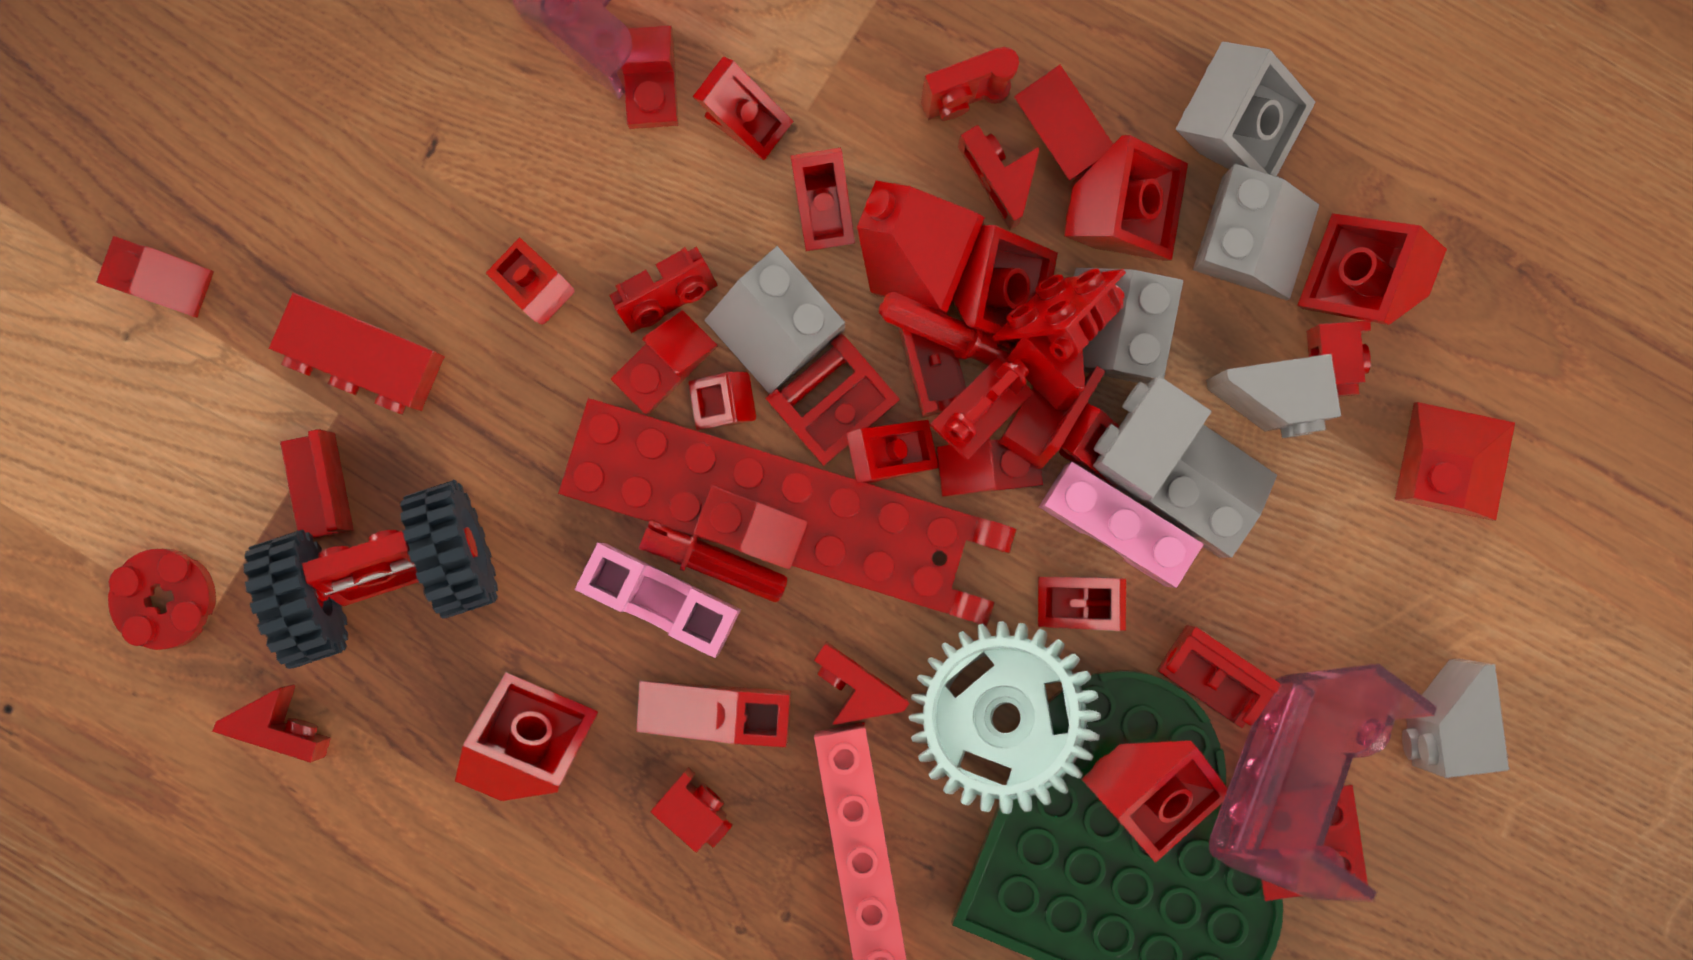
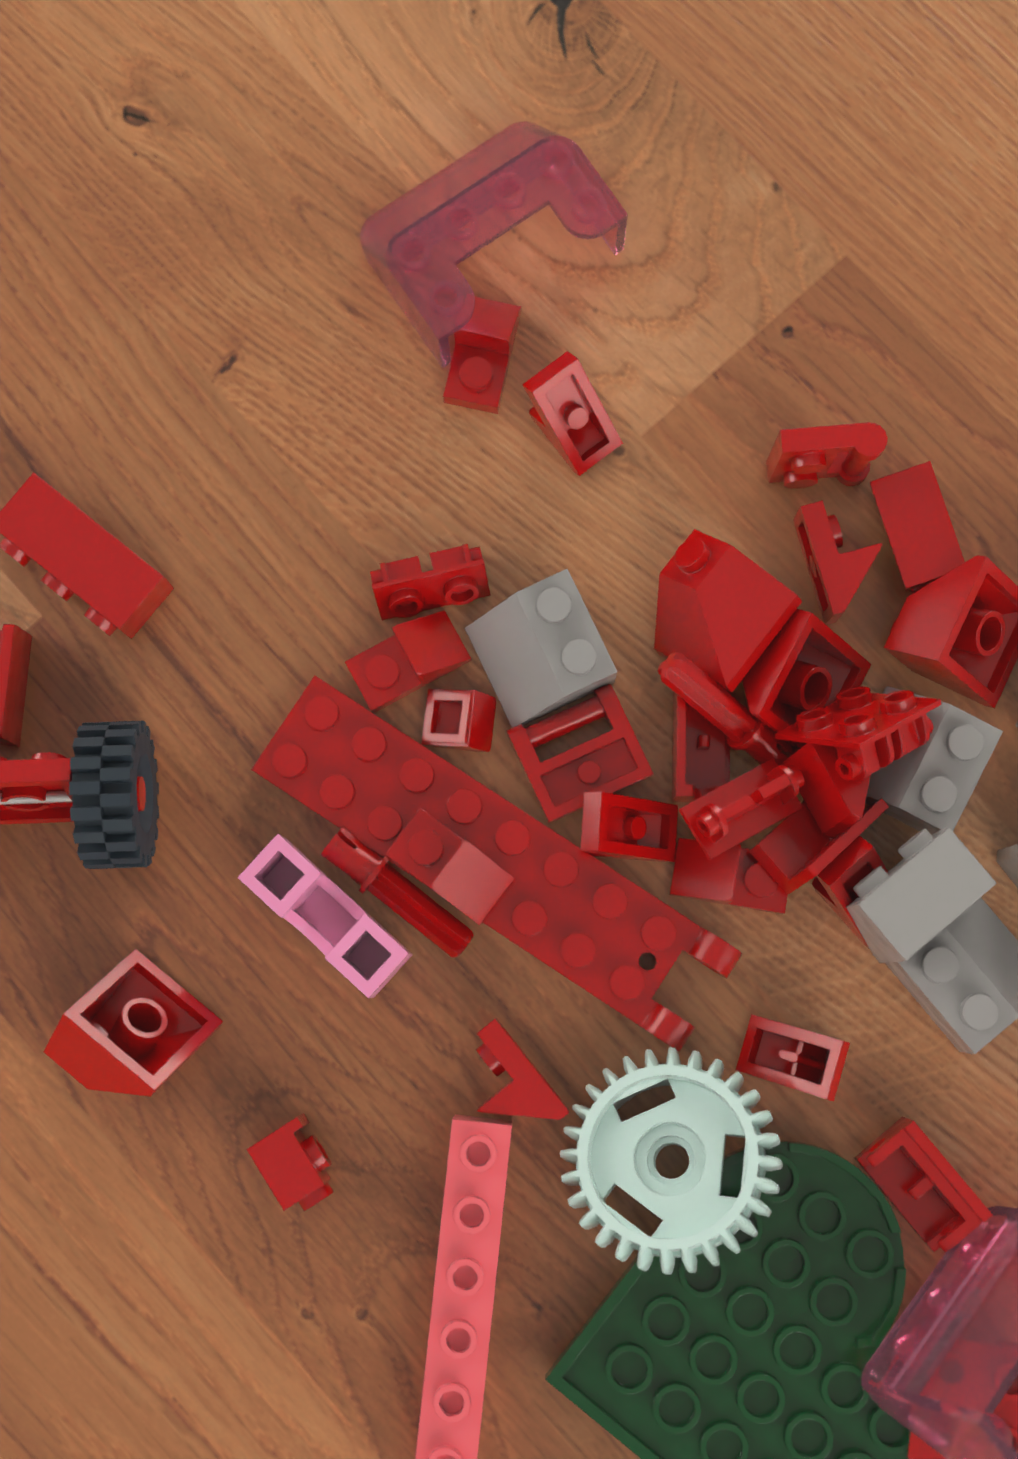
camera: 20 degrees right, 5 degrees down
(530, 282) = (290, 534): red slope -> none
(715, 713) = (350, 1060): slope -> none
(823, 199) = (631, 533): red slope -> none
(1121, 524) = (861, 981): bright pink arch -> none
(1157, 791) = (819, 1294): red slope -> none

